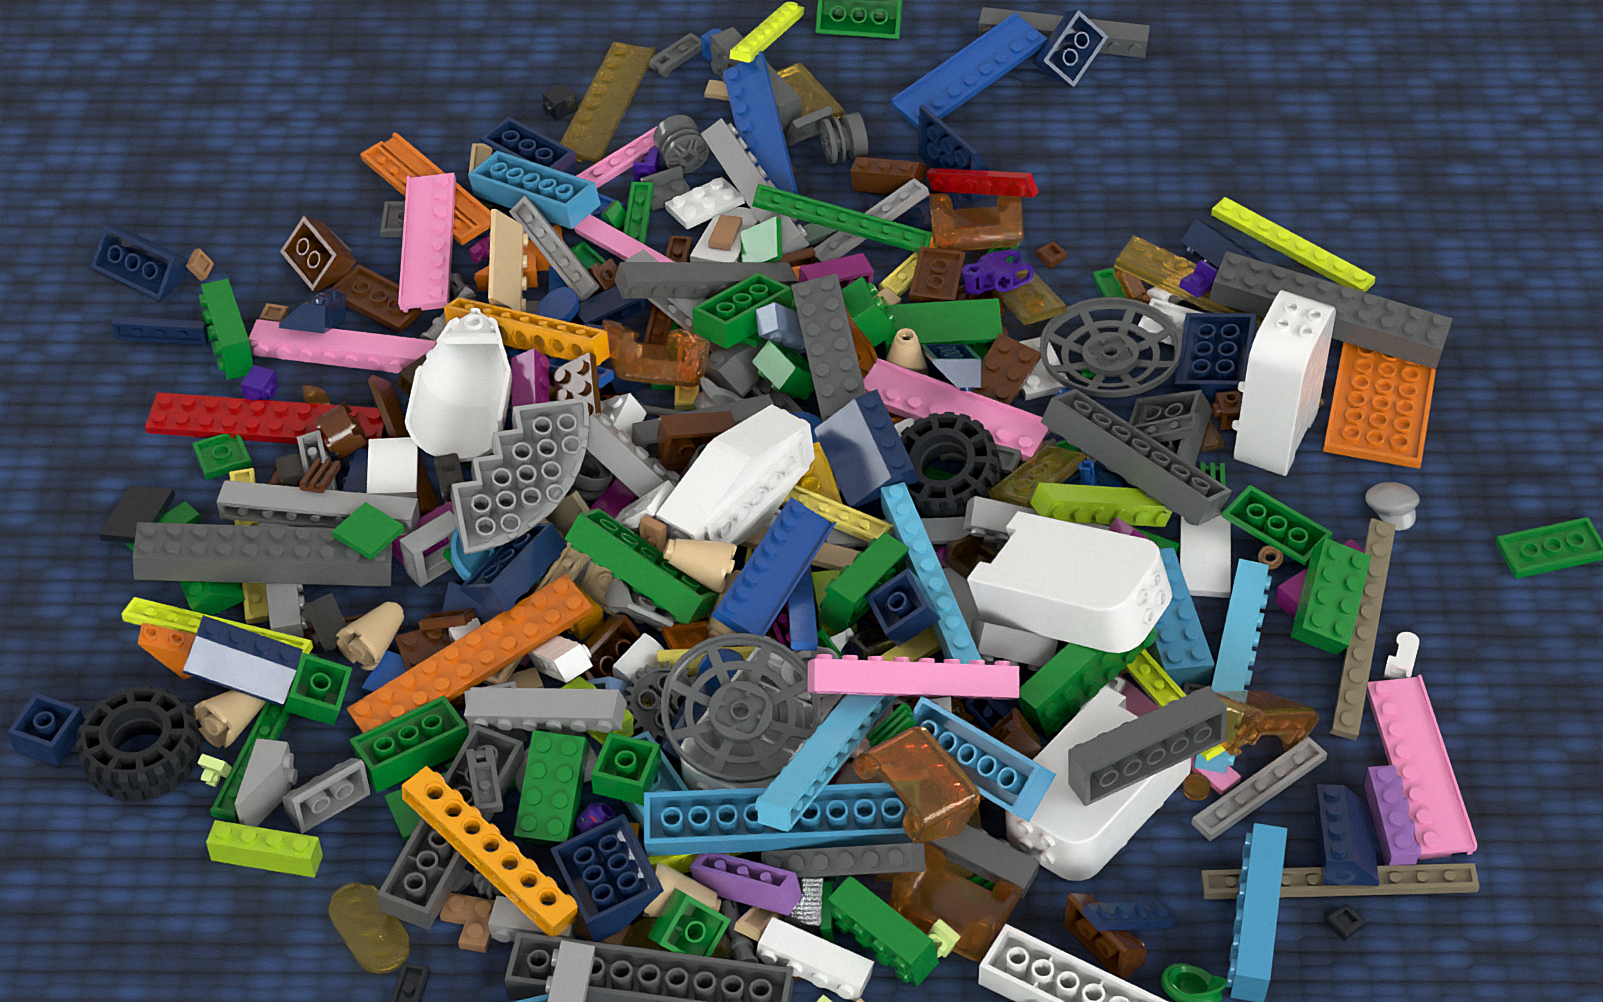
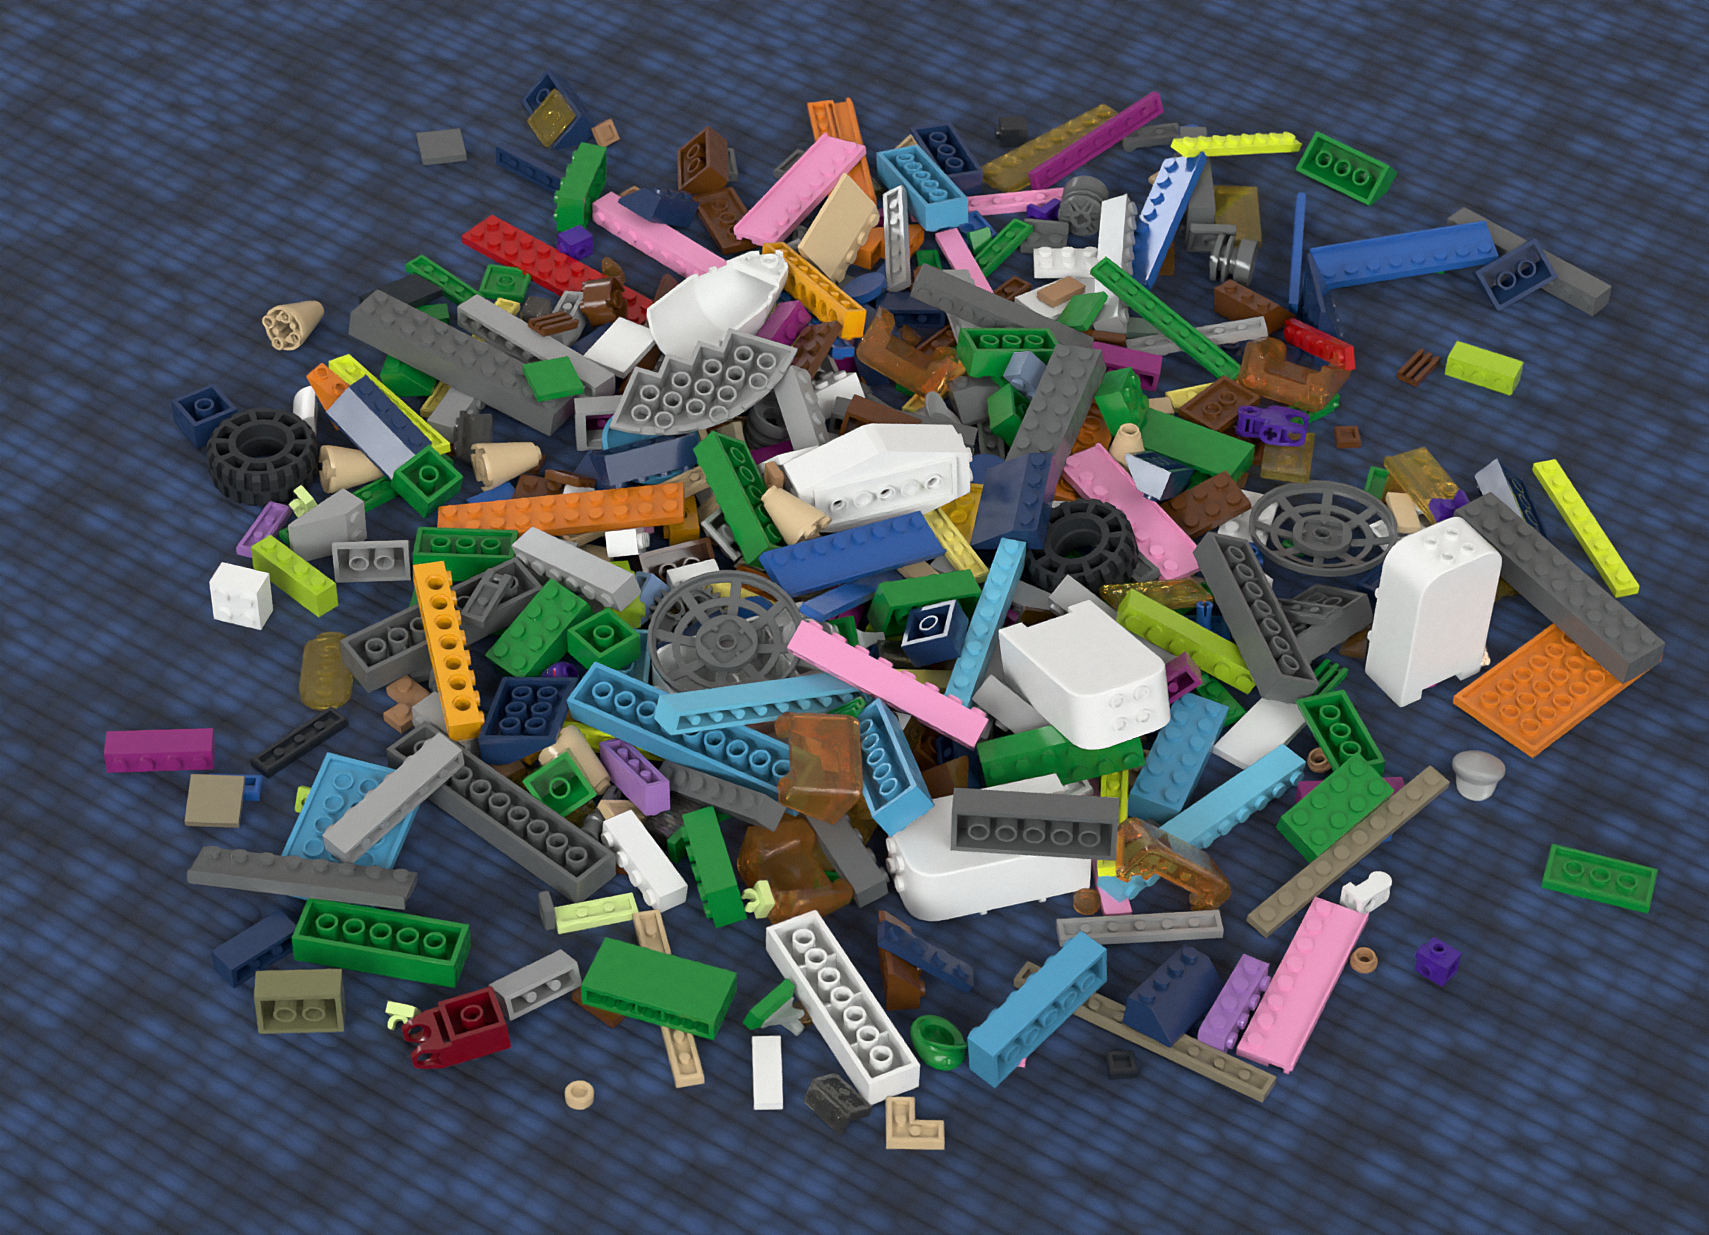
camera: 30 degrees right, 5 degrees down
(51, 346) = (441, 146): none -> dark grey tile
(57, 594) = (292, 323): none -> tan cone
(136, 671) = (306, 406): none -> white brick
(140, 272) = (551, 118): none -> clear yellow tile
(182, 483) = (453, 288): none -> green tile
(192, 816) = (268, 523): none -> medium lavender tile
(235, 897) = (241, 596): none -> white brick
(641, 81) = (1096, 142): none -> magenta plate
(883, 109) = (1296, 254): none -> blue tile
(1055, 154) = (1414, 366): none -> reddish brown tile
(1108, 142) = (1484, 368): none -> lime brick
(1157, 298) = (1404, 512): none -> tan tile
(1450, 714) = (1363, 960): none -> medium nougat plate
(1506, 689) = (1437, 961): none -> dark purple brick

